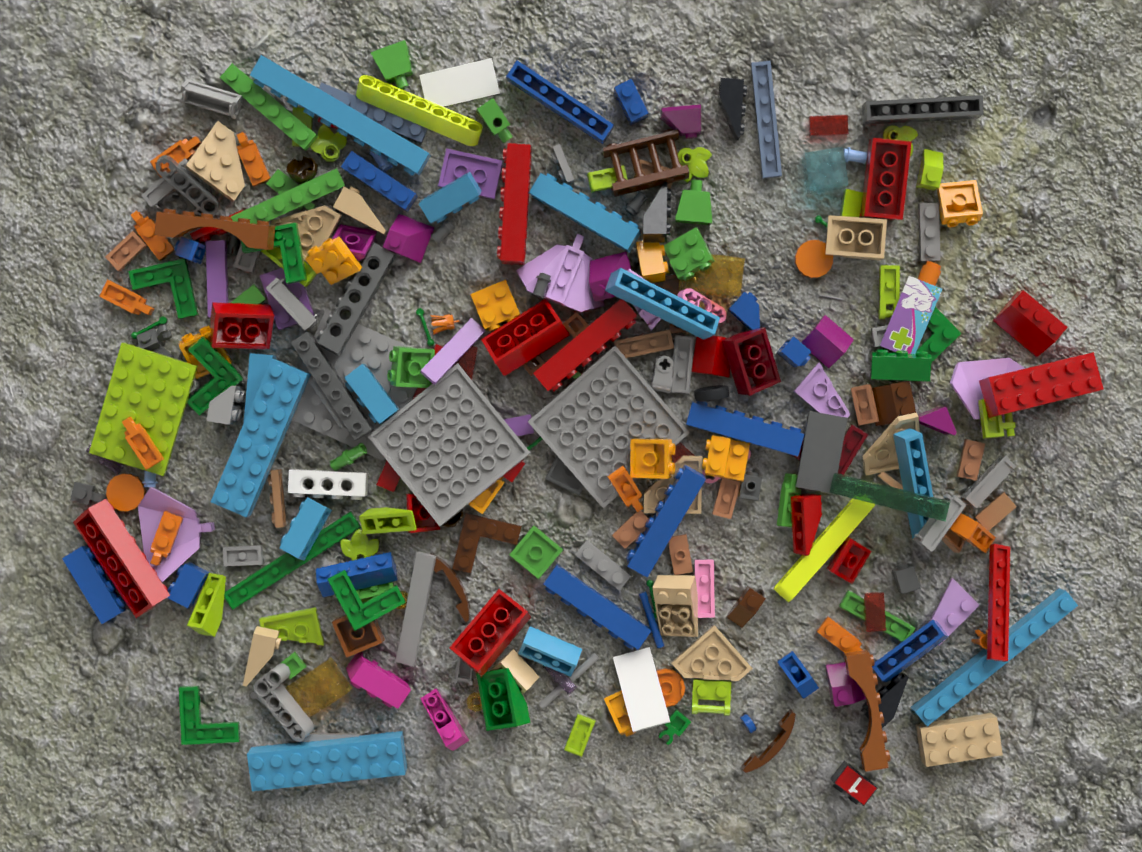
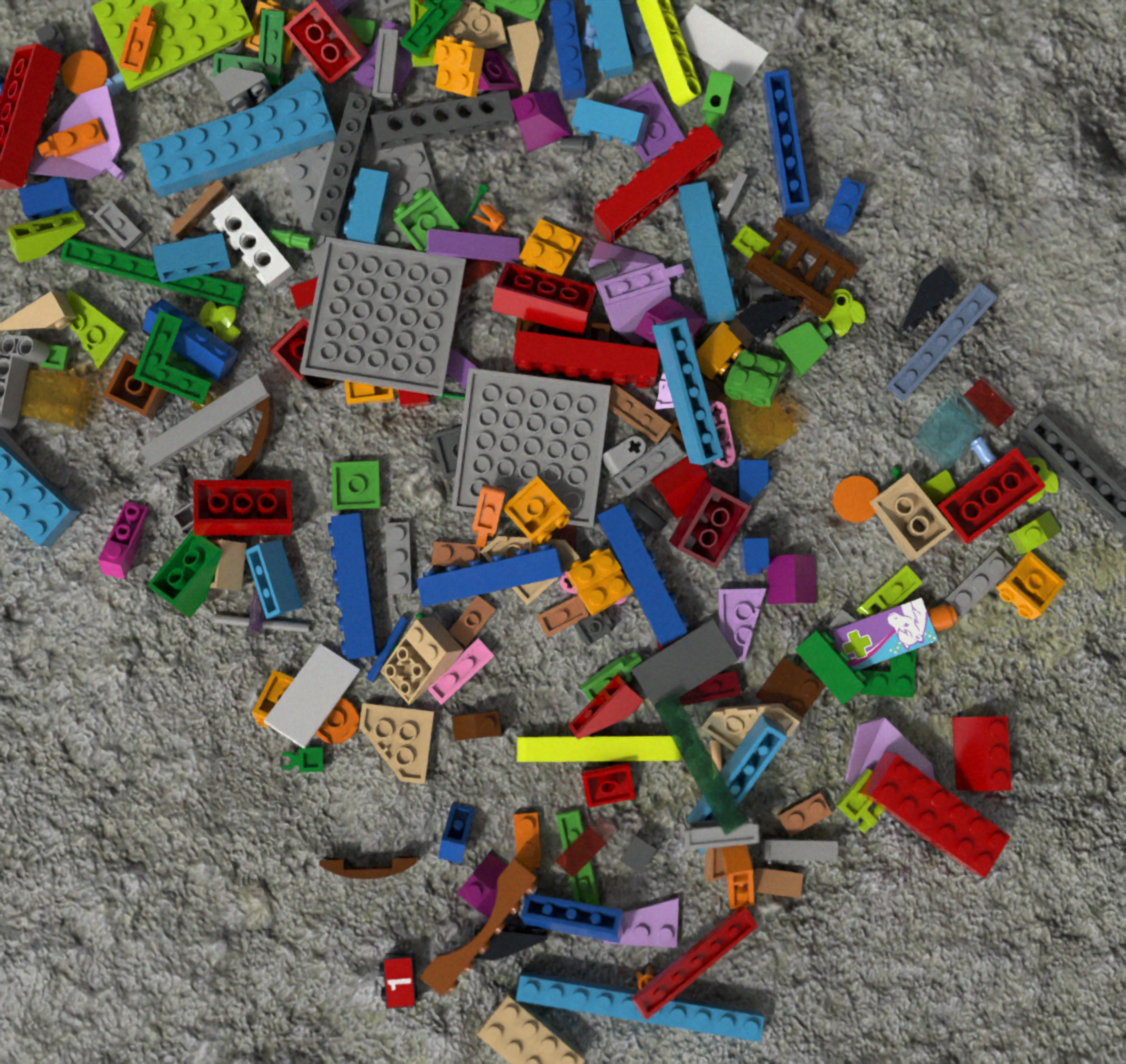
camera: 55 degrees right, 5 degrees down
(377, 681) = (106, 446): dark pink wedge -> none
(387, 520) = (262, 321): lime slope -> none
(471, 705) = (160, 551): clear yellow plate -> none
(477, 526) = (323, 411): reddish brown plate -> none
(579, 735) = (219, 678): lime plate -> none
(684, 118) = (873, 263): magenta slope -> none
(711, 690) = (369, 764): lime plate -> none
(748, 723) = (369, 827): blue tile -> none
(864, 404) = (765, 666): nougat plate -> none
(938, 420) = (812, 747): magenta slope -> none

